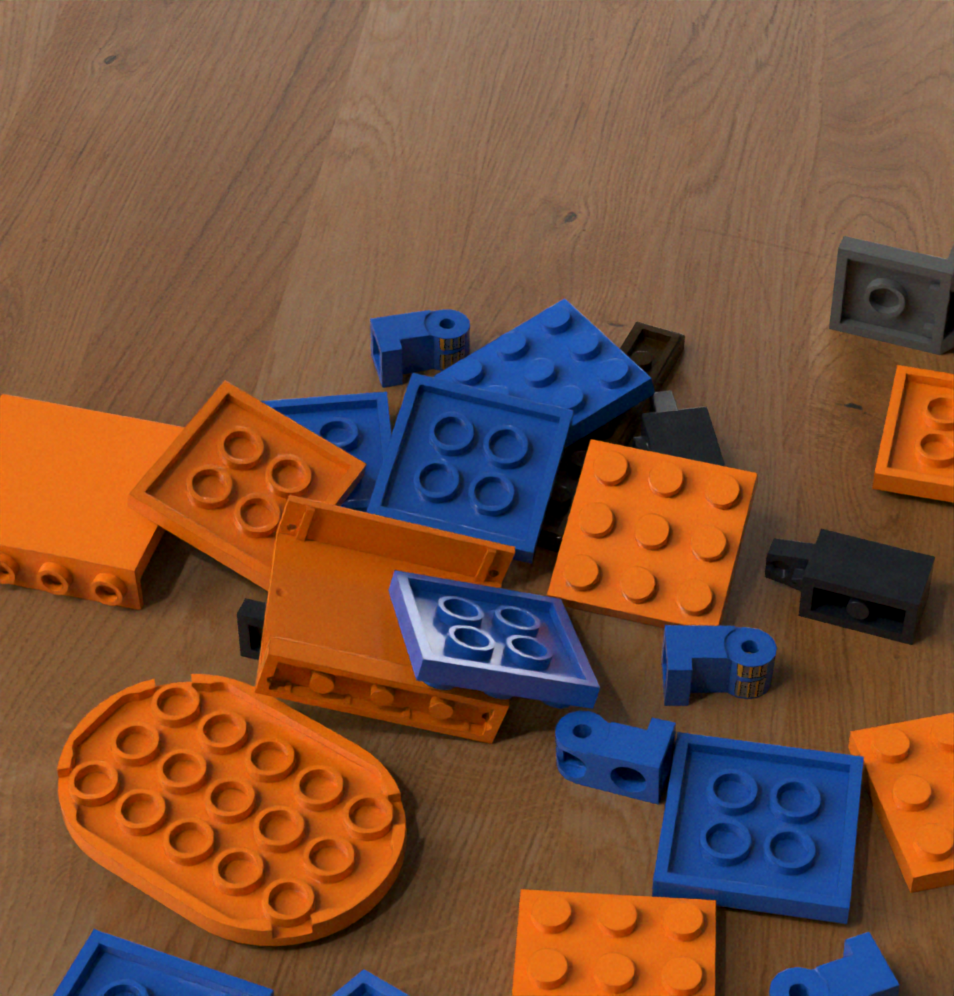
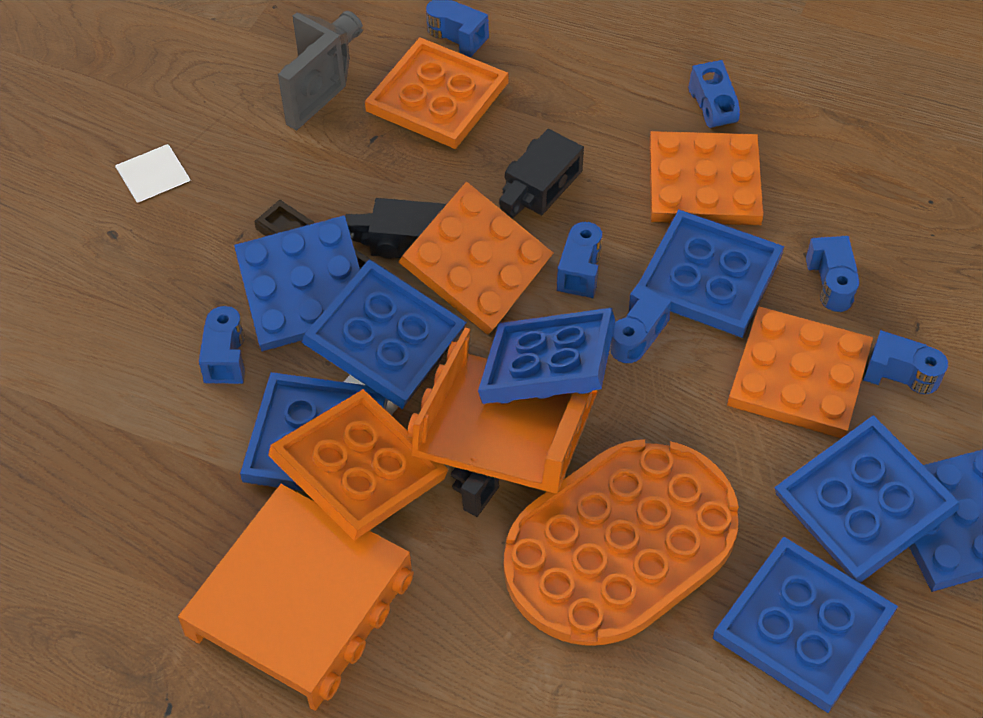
camera: 75 degrees left, 10 degrees up
(685, 221) = (152, 173): none -> white sticker

